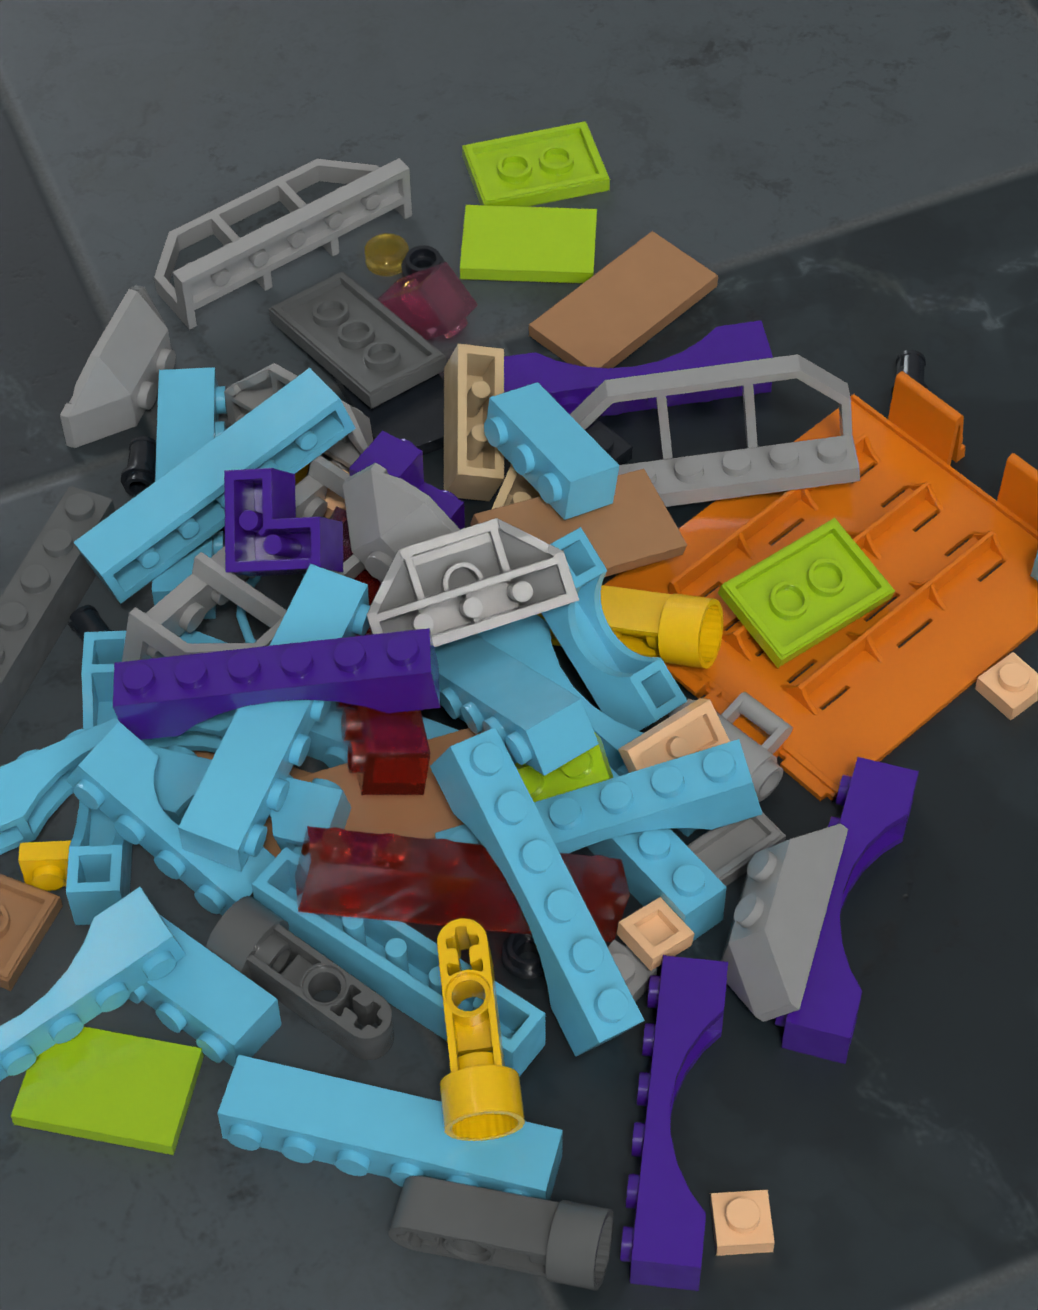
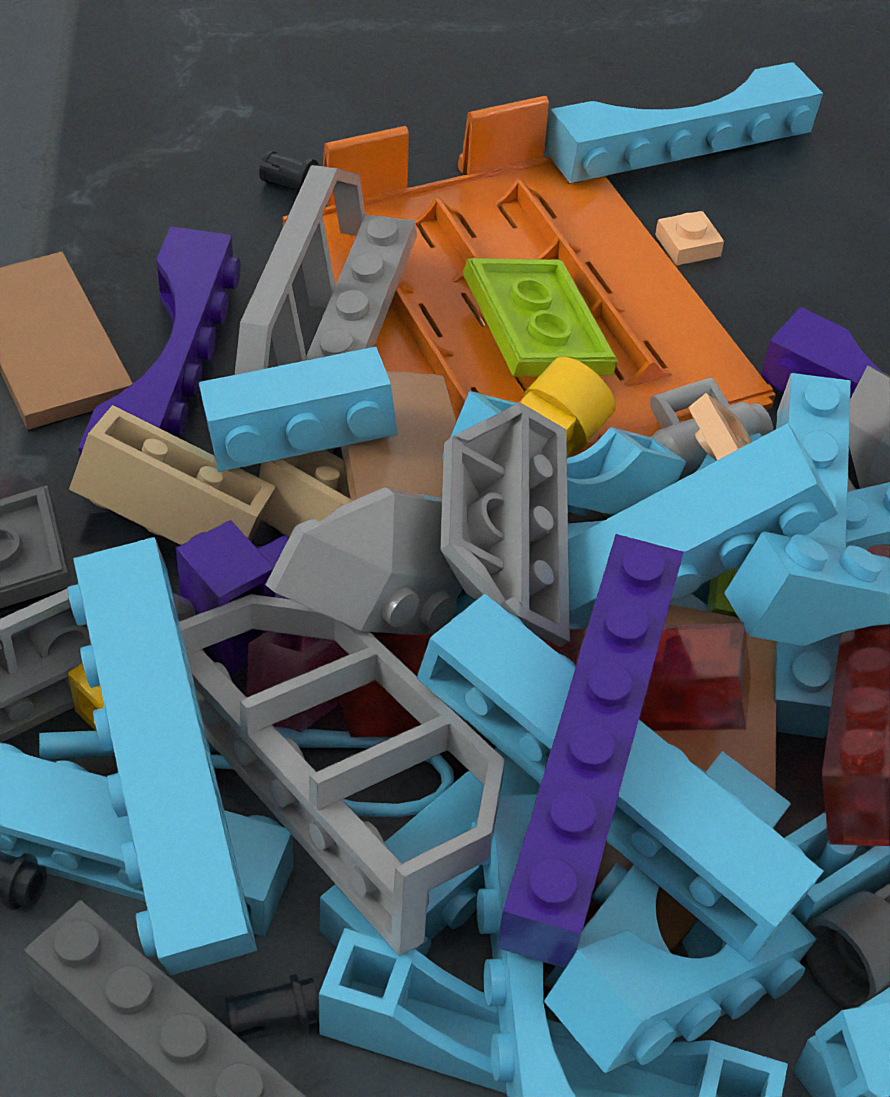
camera: 75 degrees left, 5 degrees down
(264, 530) = (329, 687): dark purple brick -> none

